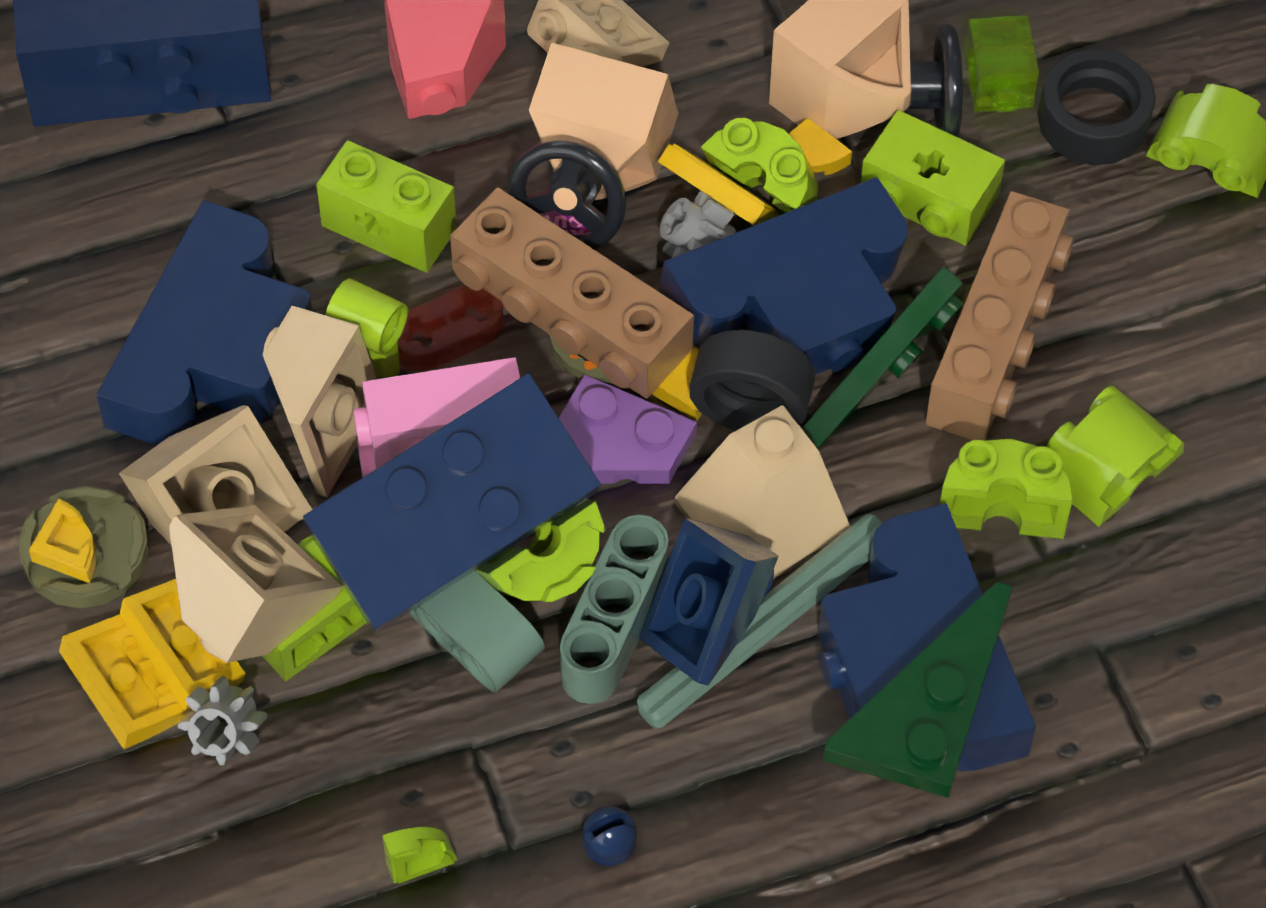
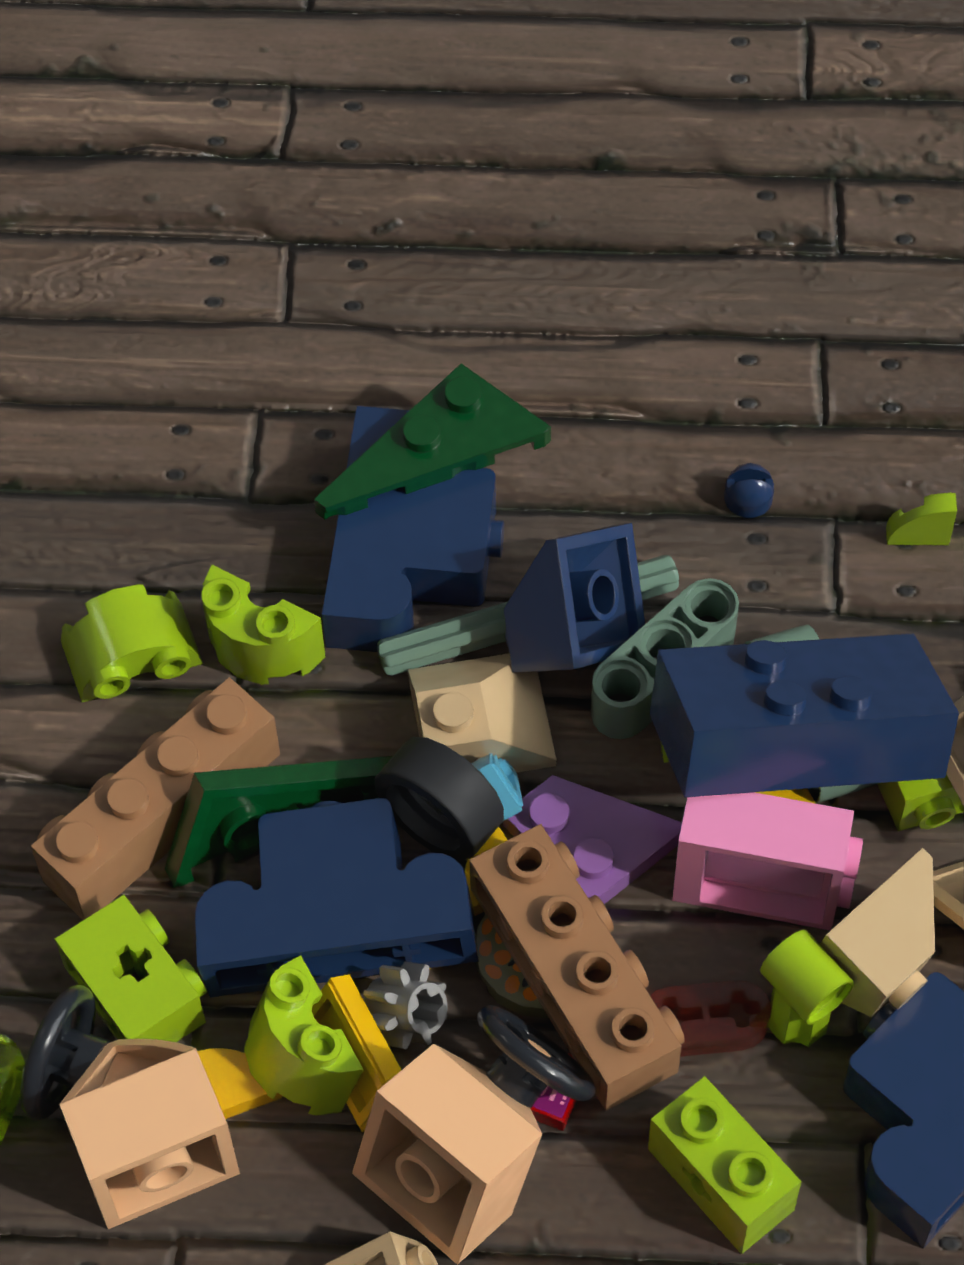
camera: 155 degrees left, 0 degrees up
(710, 425) = (503, 780): none -> medium azure tile

